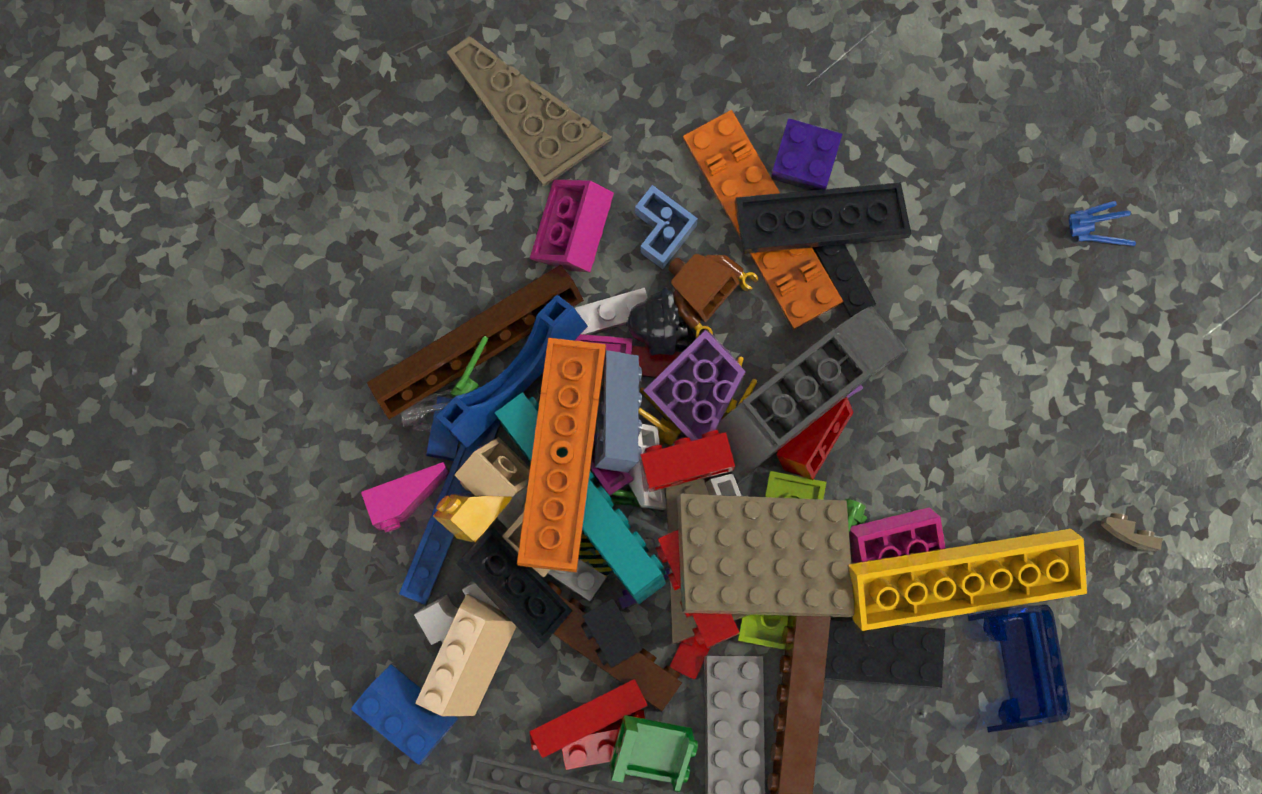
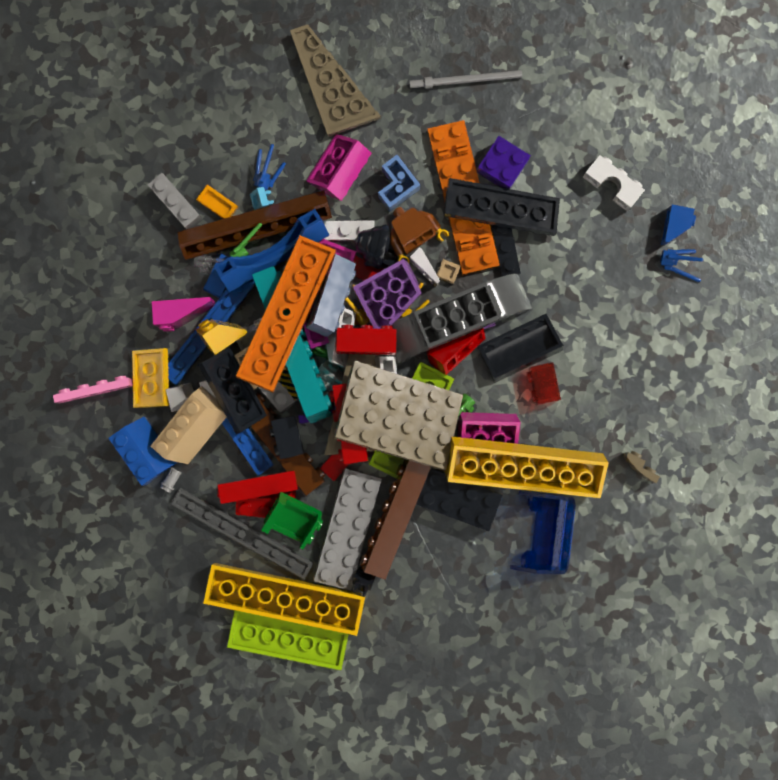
camera: 15 degrees right, 5 degrees up
(295, 651) = (84, 391): none -> bright pink plate
(350, 340) = (175, 201): none -> light grey arch
(385, 605) = (150, 378): none -> yellow tile
(410, 325) = (217, 202): none -> light orange tile
(456, 746) = (170, 480): none -> light grey pin
(468, 275) = (263, 179): none -> blue plant
(471, 302) = (259, 198): none -> medium azure tile
(494, 471) = (240, 311): tan slope -> none
(558, 665) = (250, 448): none -> blue plate
(666, 69) = (429, 82): none -> light grey bar
(733, 331) = (421, 262): none -> white slope
(771, 331) = (448, 271): none -> tan tile
(907, 411) = (520, 348): none -> black slope
(956, 453) = (543, 383): none -> clear red brick
(994, 143) = (628, 189): none -> white arch
(1077, 169) = (677, 222): none -> blue slope

